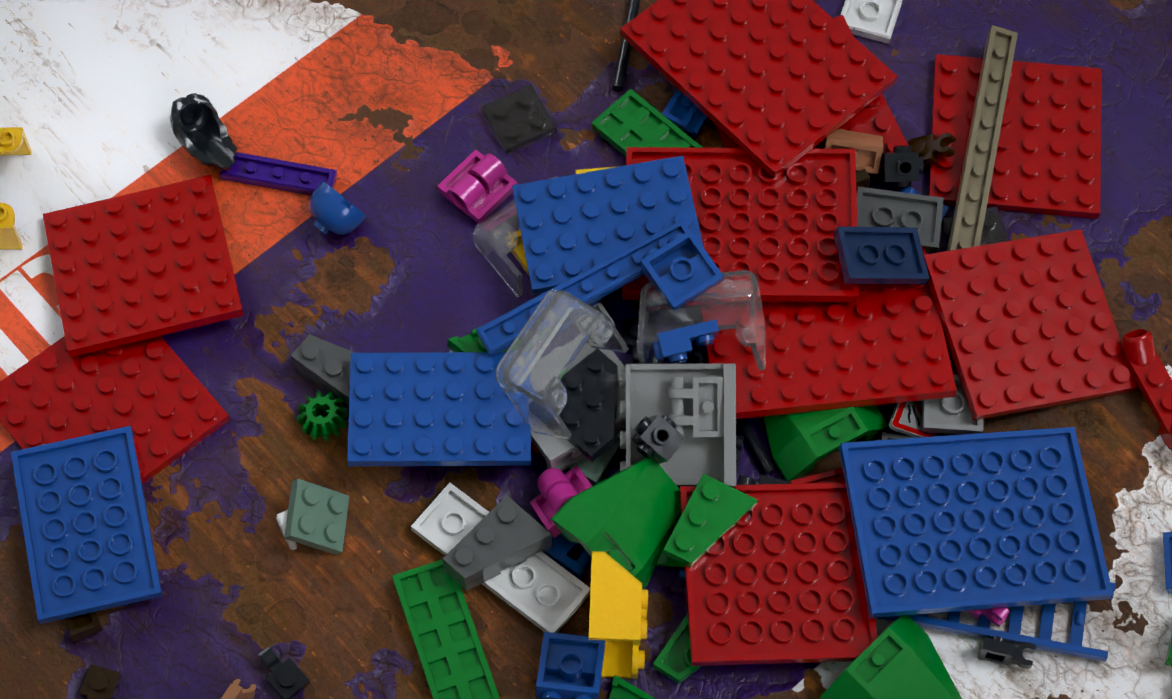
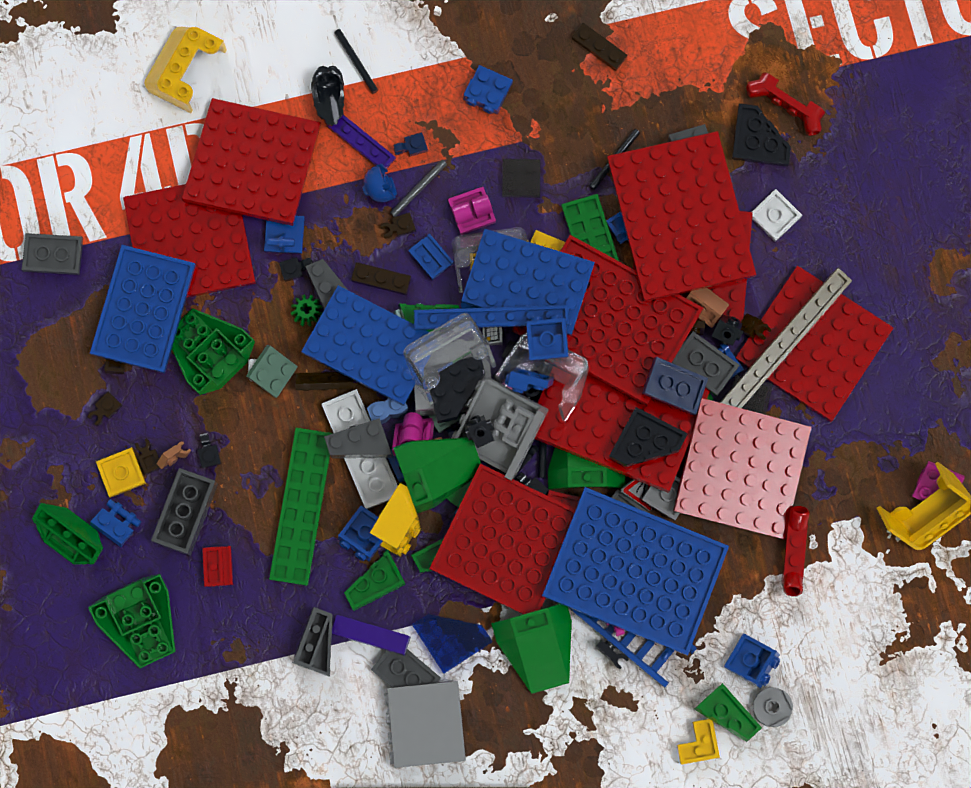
camera: 30 degrees right, 15 degrees up
(214, 532) = (210, 350): none -> green wedge
(217, 82) = (356, 61): none -> black bar
(238, 338) = (283, 237): none -> blue plate
(273, 374) = (293, 268): none -> black plate
(351, 145) = (413, 145): none -> dark blue plate
(389, 194) = (418, 188): none -> dark grey bar
(390, 250) = (401, 224): none -> dark brown plate
(398, 495) = (323, 381): none -> dark brown plate
(402, 328) = (381, 278): none -> dark brown plate
(413, 37) = (487, 90): none -> blue plate
(455, 268) = (431, 256): none -> blue plate
(512, 482) = (386, 410): none -> medium blue brick
(706, 518) = (482, 491): green wing -> none
(886, 339) = (646, 439): none -> black plate

